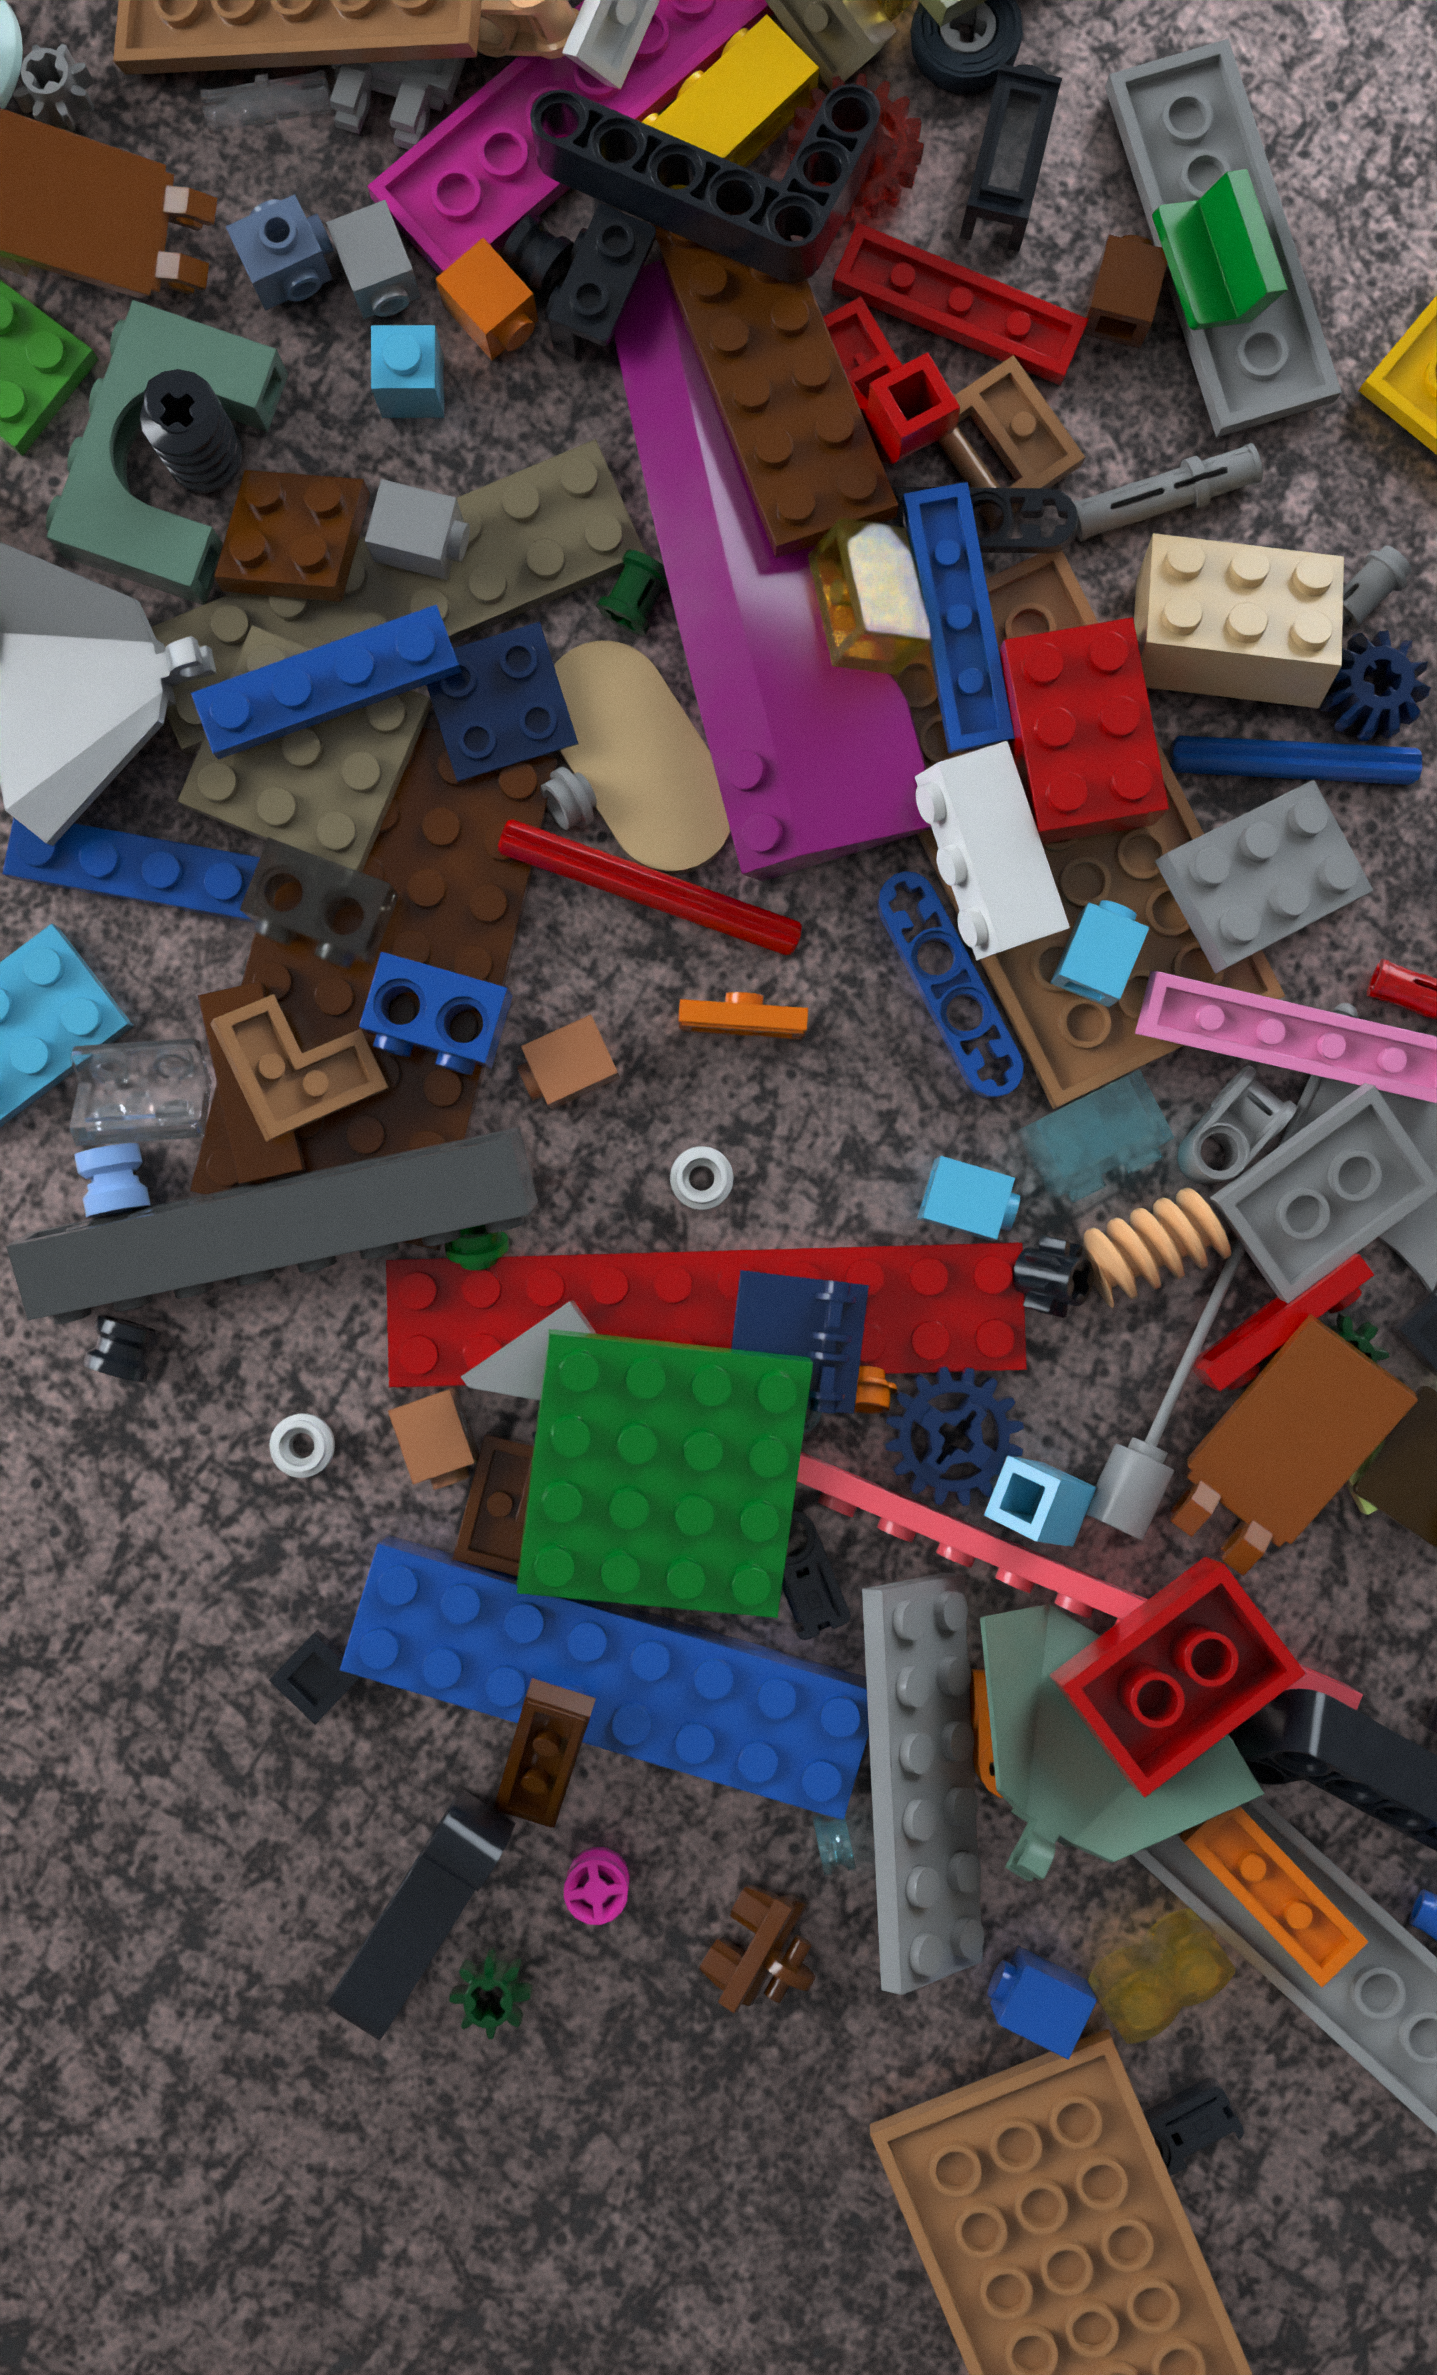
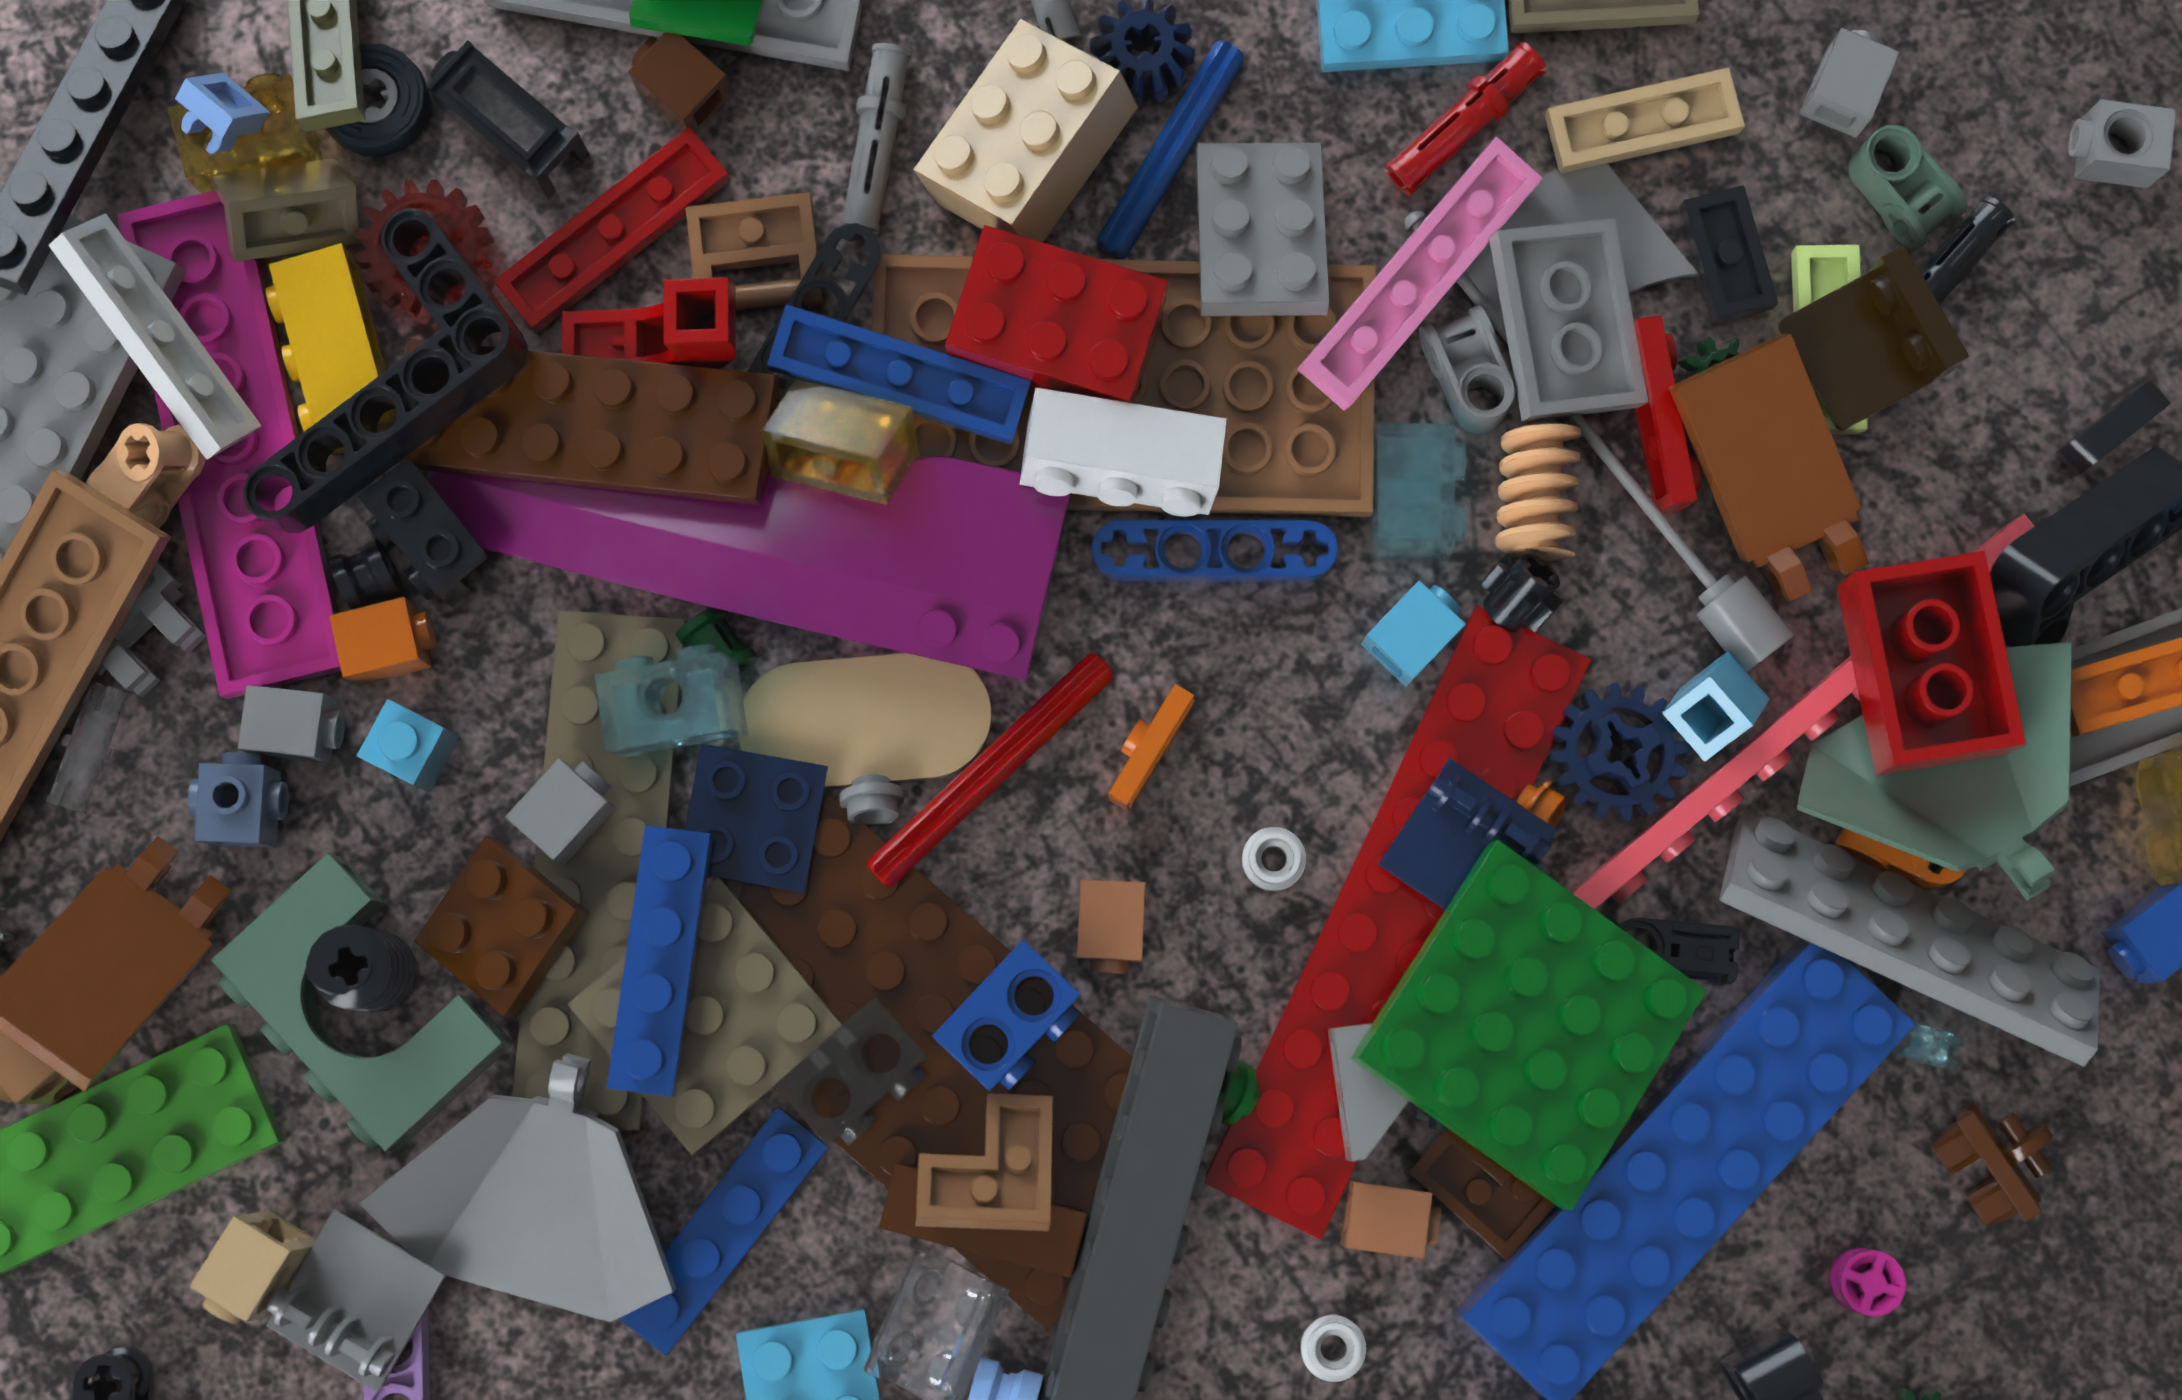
camera: 60 degrees left, 5 degrees down
(543, 1752) = (1726, 1263): reddish brown tile -> none
(568, 607) = (708, 711): none -> clear light blue brick
(1100, 952) = (1259, 403): medium azure brick -> none

